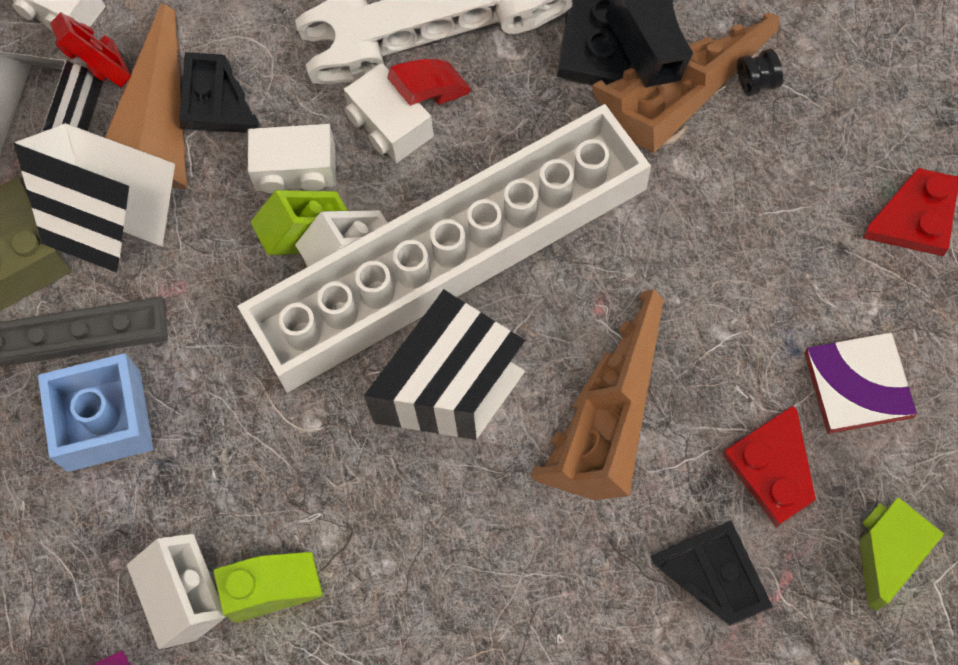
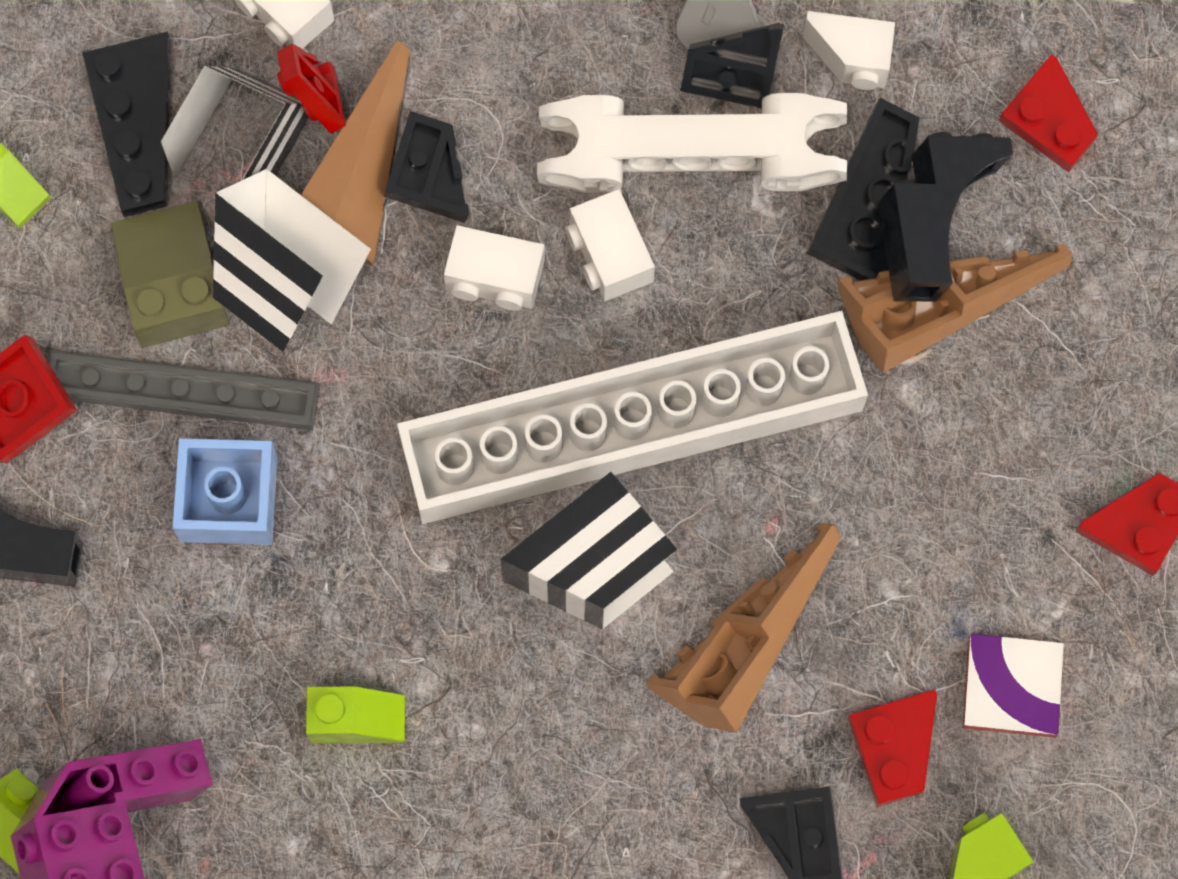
camera: 10 degrees right, 5 degrees up
(175, 590) = (264, 695): white brick -> none
(289, 215) = (485, 342): lime slope -> none
(336, 230) = (522, 370): white slope -> none
(426, 80) = (664, 221): red slope -> none
(759, 72) = (1027, 314): black wheel -> none

